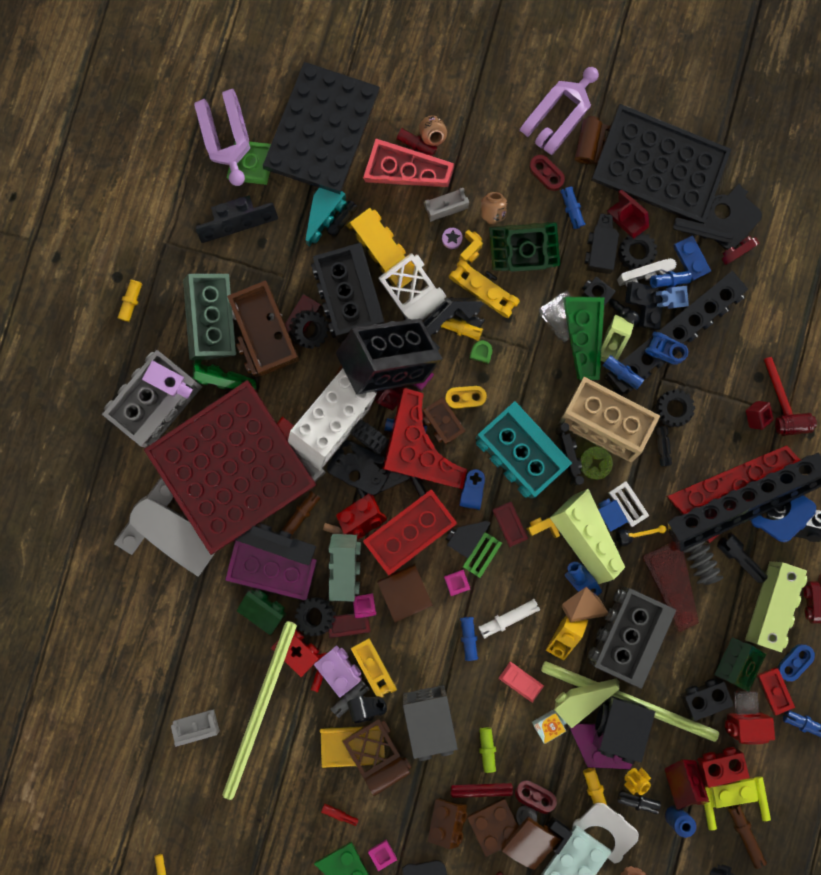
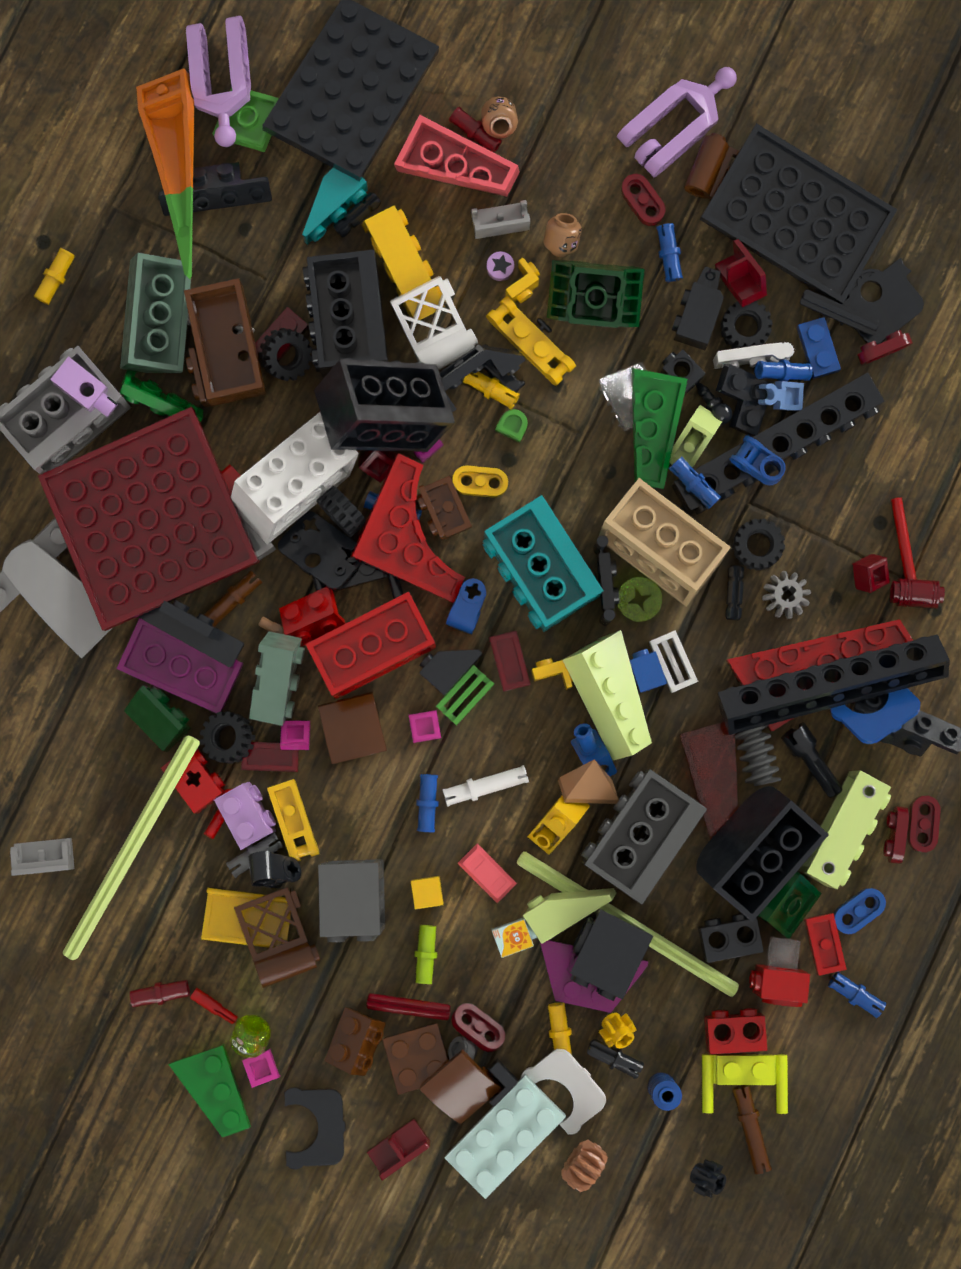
camera: 10 degrees right, 0 degrees up
(194, 176) = (169, 126): none -> orange plate
(298, 813) = (159, 993): none -> dark red pin
(371, 833) = (250, 1036): none -> clear neon green head
(481, 704) = (427, 892): none -> yellow piece
(625, 537) = (661, 704): hinge -> none
(686, 784) = (682, 1044): dark red panel -> none
(709, 441) = (776, 592): none -> light grey gear
(718, 633) = (759, 850): none -> black brick

